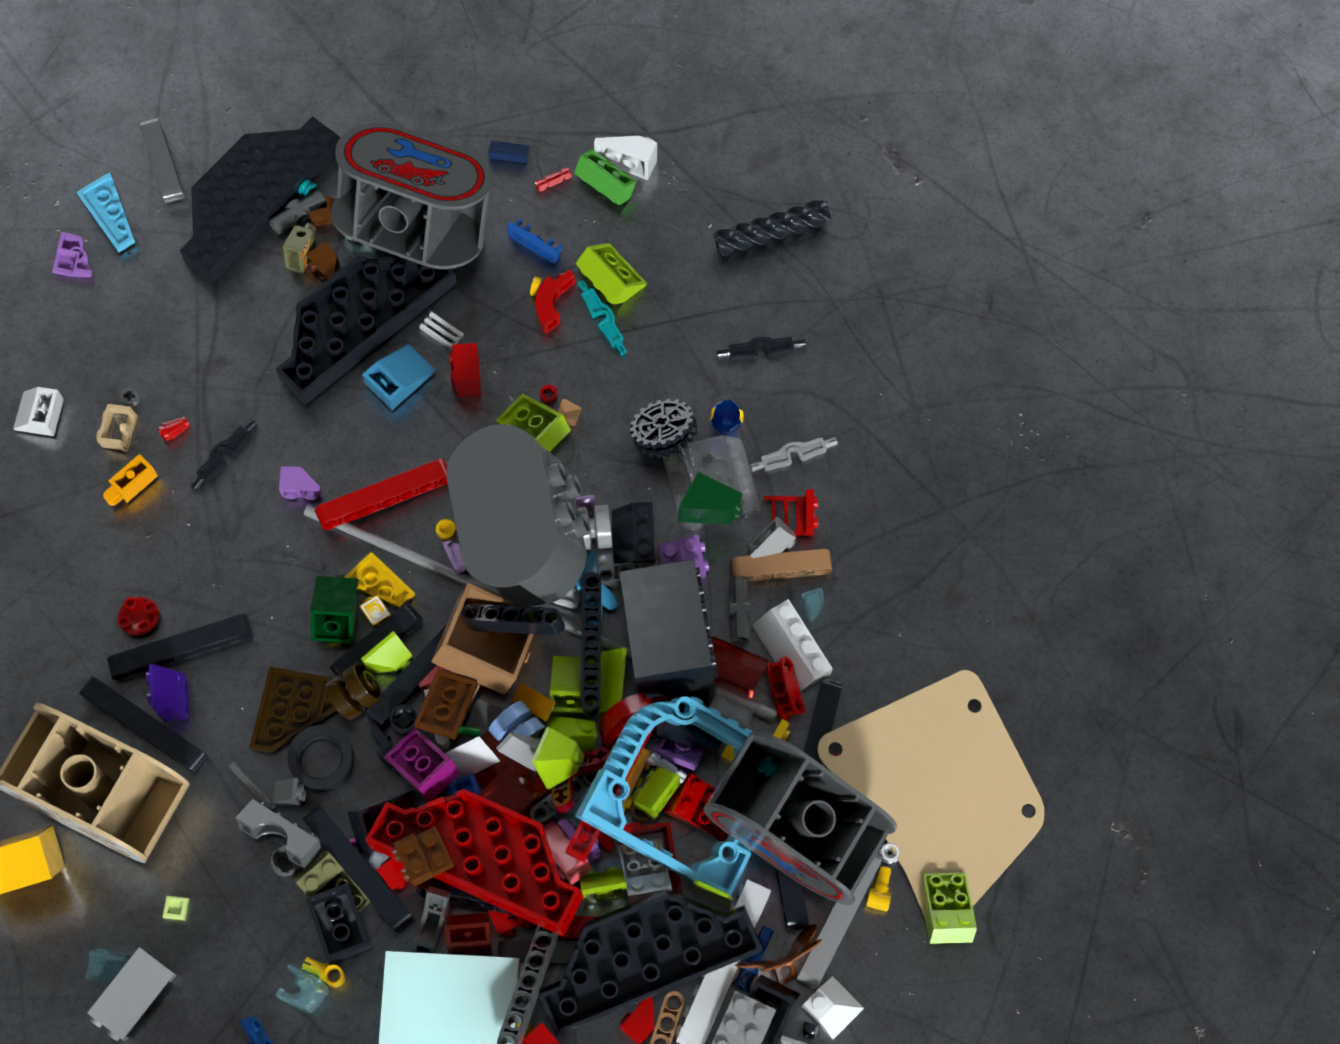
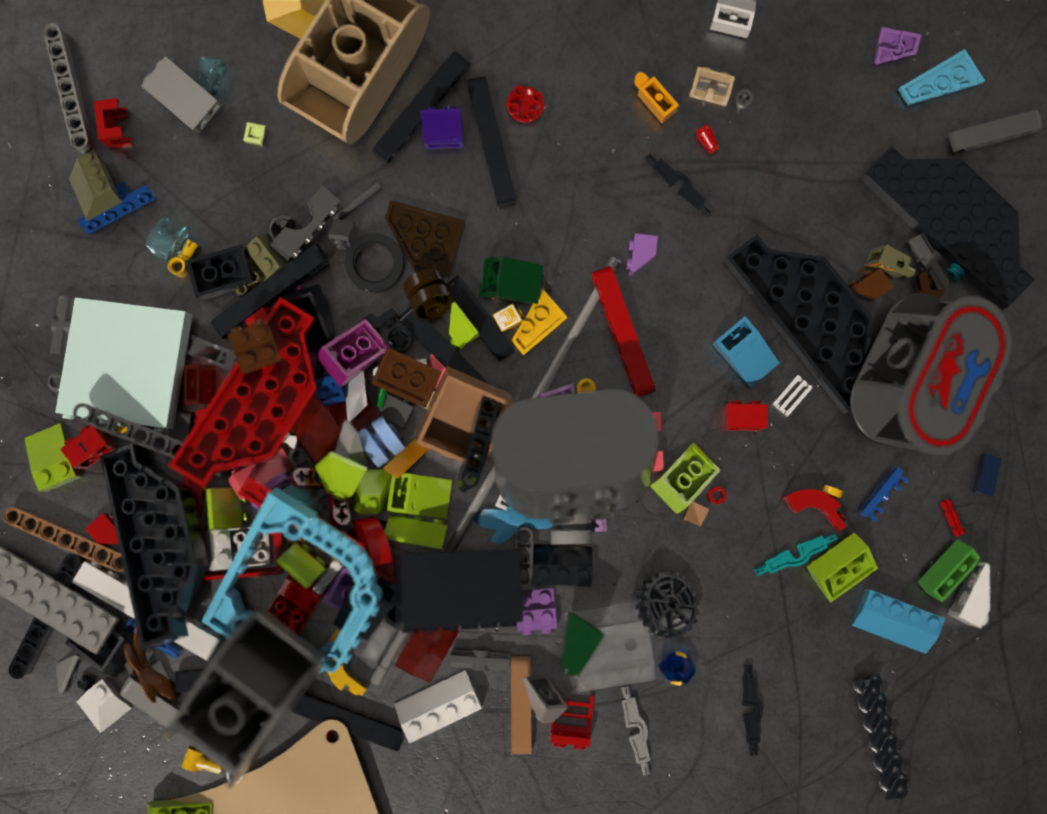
camera: 100 degrees right, 15 degrees up
(591, 652) = (462, 516): black beam -> none
(658, 221) = (897, 621): none -> dark azure slope
(712, 894) = (203, 608): piece -> none
(767, 766) = (297, 671): teal bush -> none
(785, 688) = (397, 695): red piece -> none
(812, 603) = (479, 732): clear light blue brick -> none

